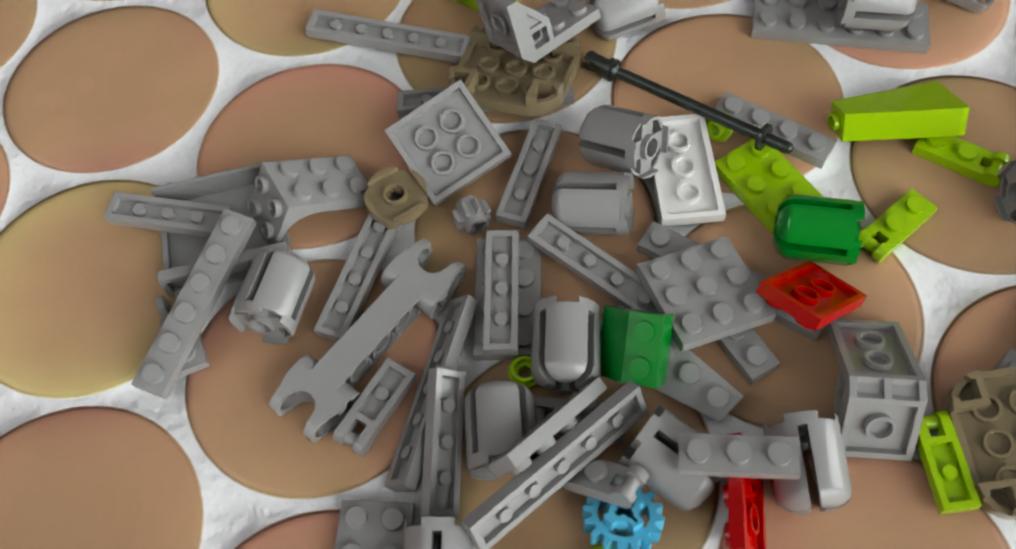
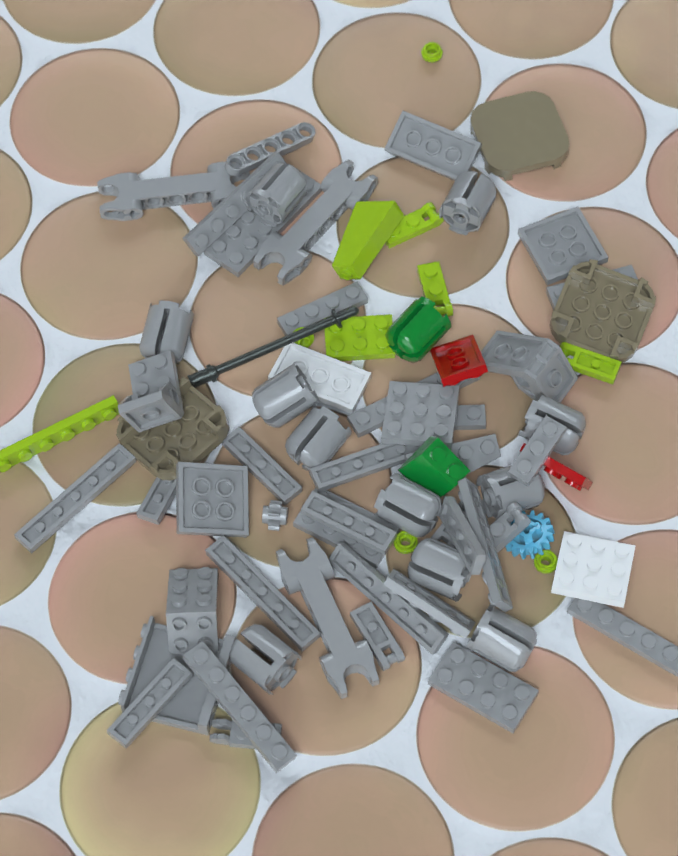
camera: 65 degrees left, 0 degrees up
(396, 212) = (230, 563): dark tan plate -> none
(824, 59) = (293, 247): none -> light grey piece

